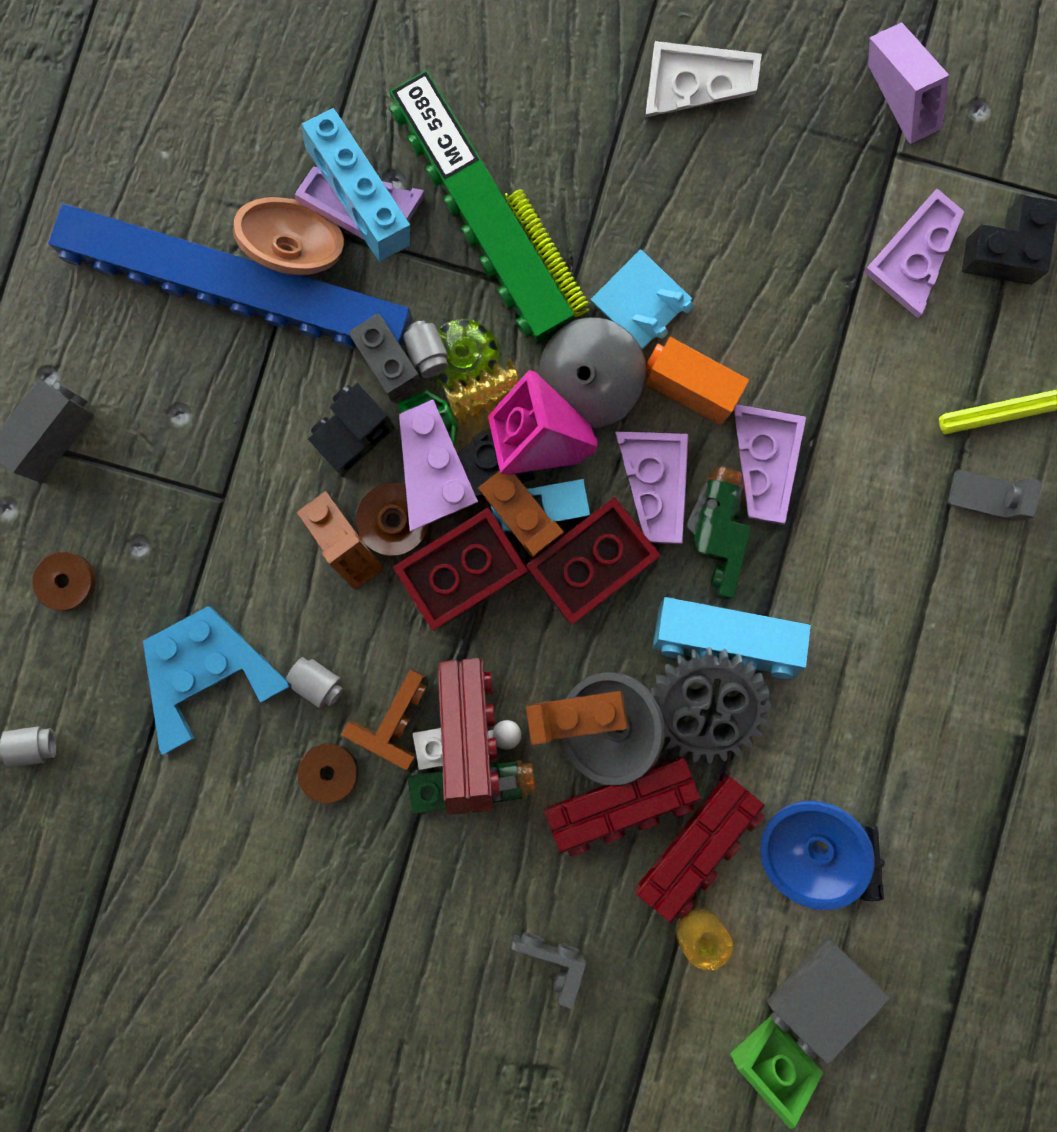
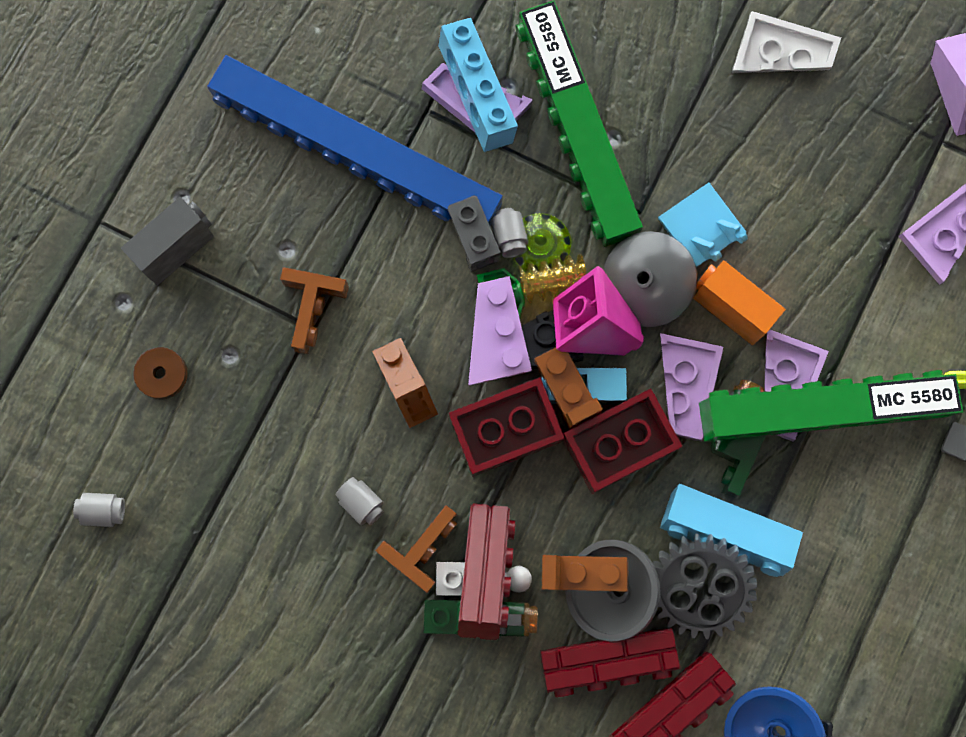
camera: 10 degrees right, 5 degrees down
(194, 658) = (258, 461): dark azure wing -> none
(217, 471) = (312, 302): none -> dark orange bracket
(287, 236) = (410, 117): nougat dish -> none
(311, 777) = (340, 583): reddish brown piece -> none
(352, 431) = (434, 290): black brick -> none
(373, 516) = (437, 366): reddish brown dish -> none
(536, 226) = (624, 151): neon yellow piece -> none
(816, 480) = (829, 407): none -> green brick

